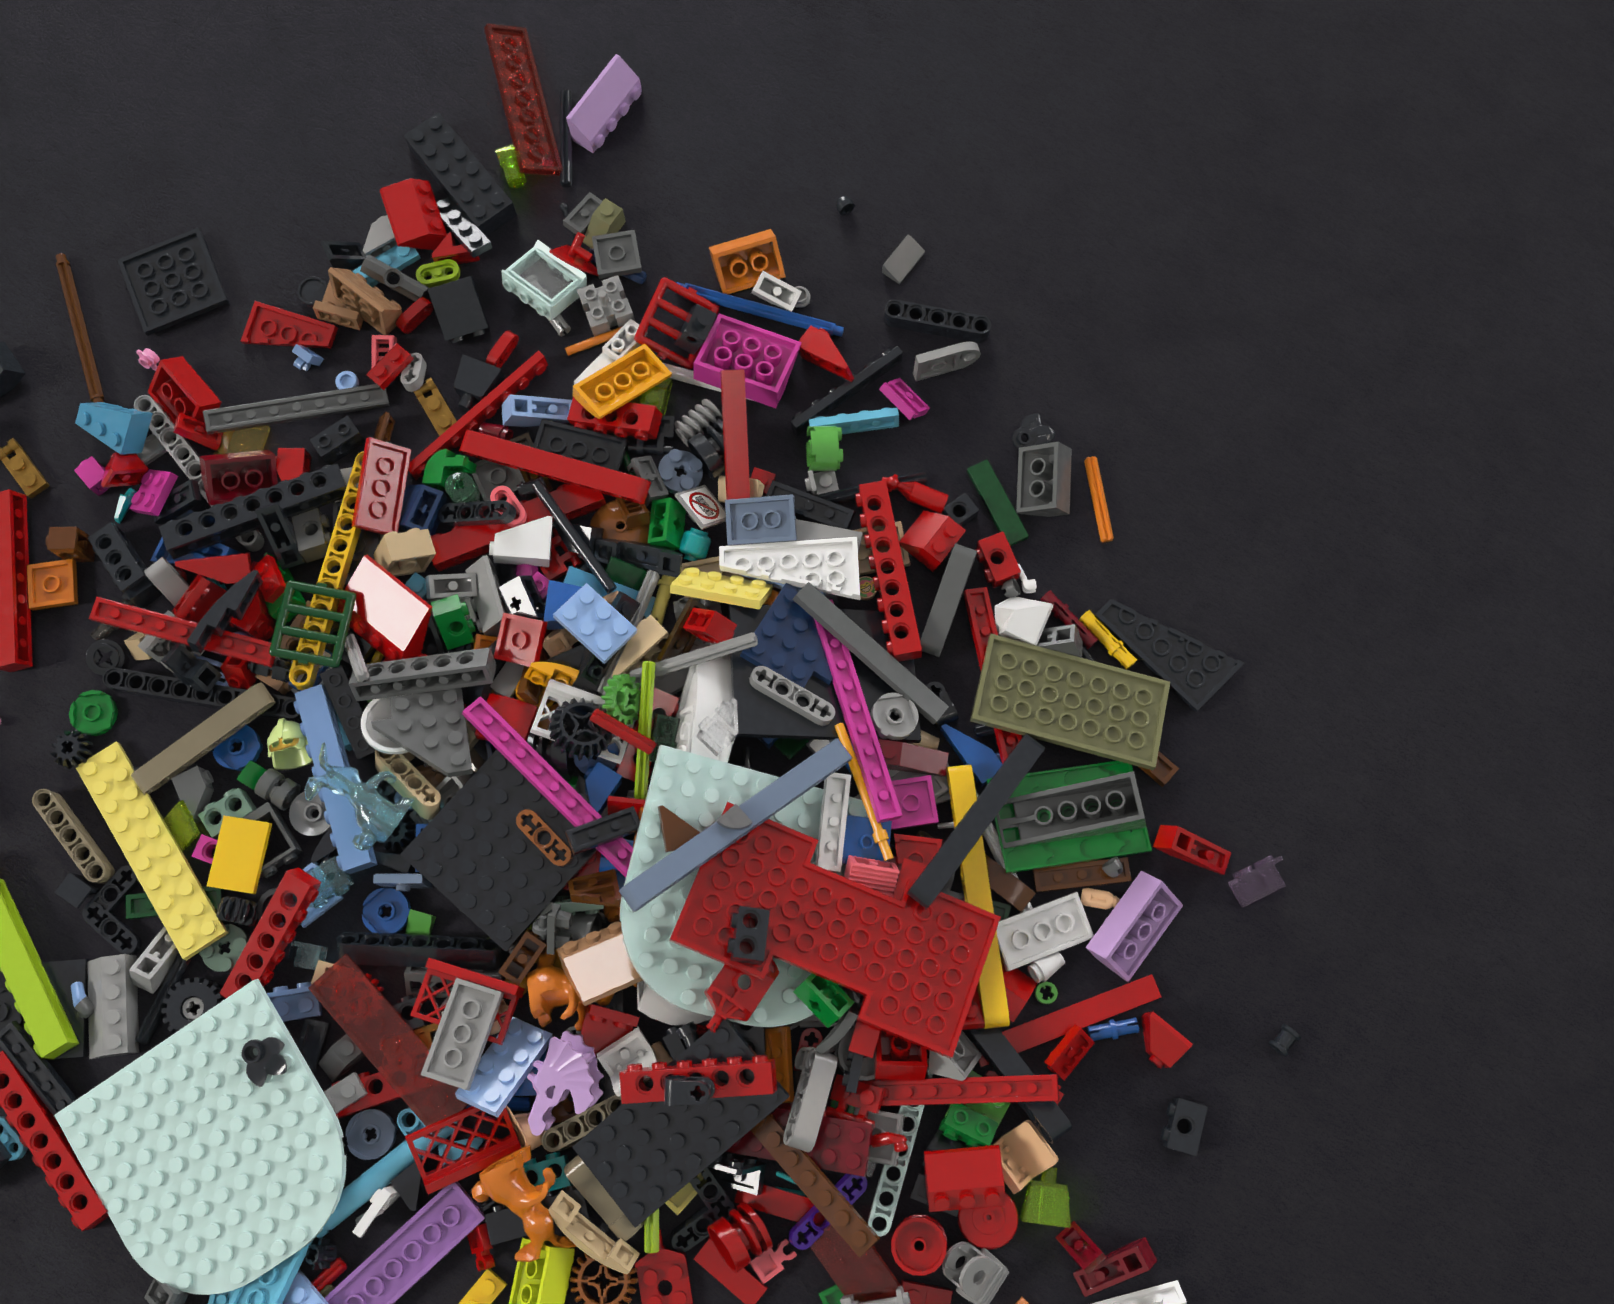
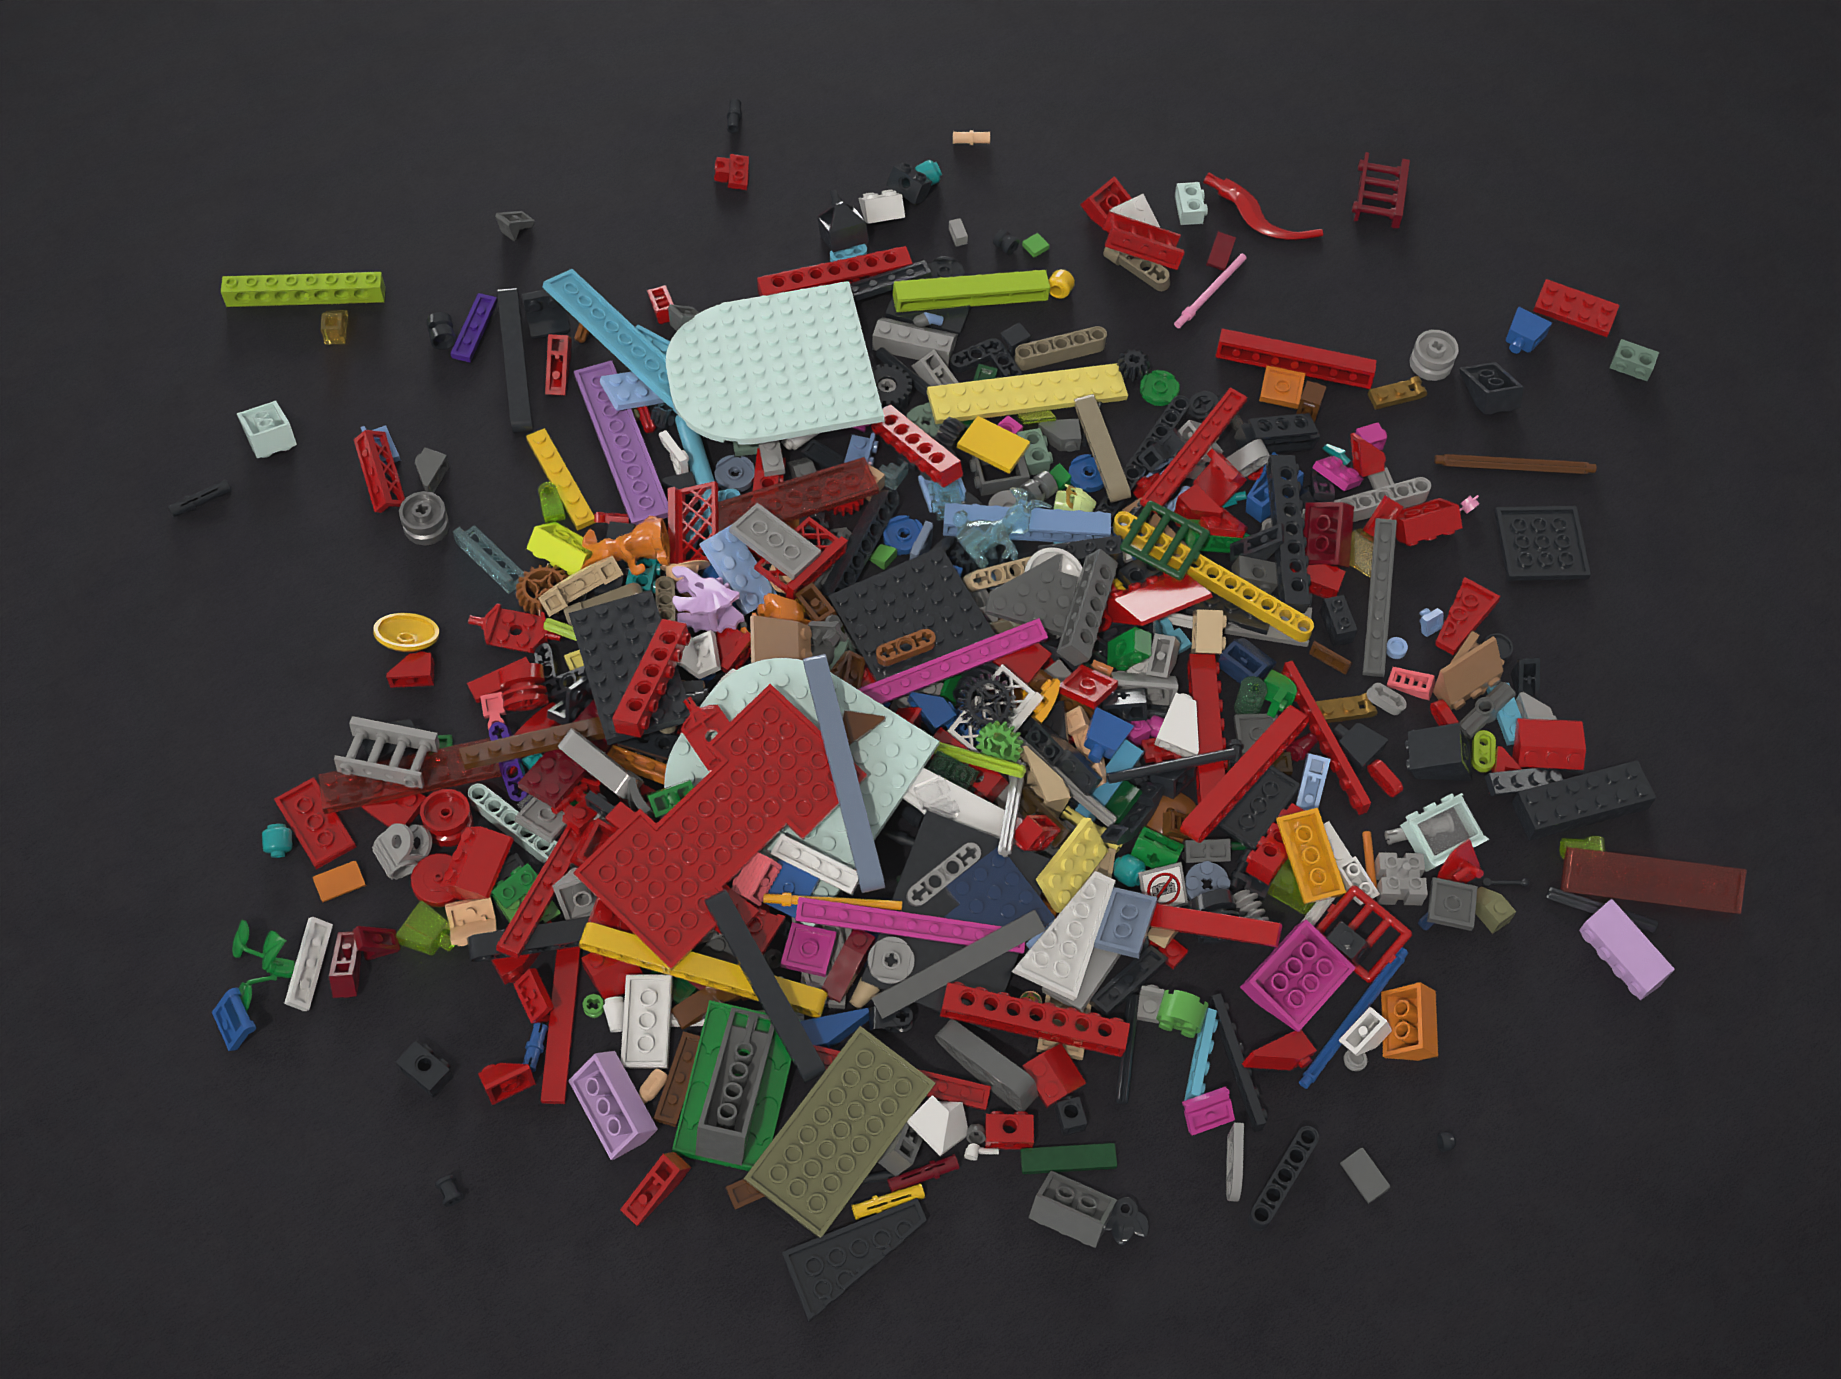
camera: 105 degrees right, 15 degrees down
(115, 426) = (1408, 459): dark azure wedge -> none
(220, 568) = (1243, 495): red slope -> none
(231, 604) = (1202, 483): black slope -> none
(267, 1061) = (819, 404): black plate -> none
(356, 658) = (1123, 564): light grey axle -> none
(381, 487) = (1275, 631): tile -> none
(390, 366) = (1396, 680): red plate -> none
(476, 515) = (1222, 696): black beam -> none
(503, 491) = (1218, 723): coral plate -> none
(581, 215) = (1504, 885): dark grey plate -> none
(595, 623) = (1077, 744): light blue plate -> none
(603, 830) = (891, 683): black tile -> none
(622, 731) = (969, 731): red axle -> none
(682, 1090) = (646, 659): black piece -> none
(734, 819) = (845, 762): flat silver tile -> none
(754, 936) = (741, 746): black brick -> none
(888, 1138) = (538, 816): red arm -> none
(918, 493) = (1104, 1084): red wheel -> none
(1098, 499) = (1034, 1258): orange axle -> none
(1113, 867) = (673, 1102): dark grey hinge -> none
(1256, 883) = (597, 1233): clear purple bracket -> none

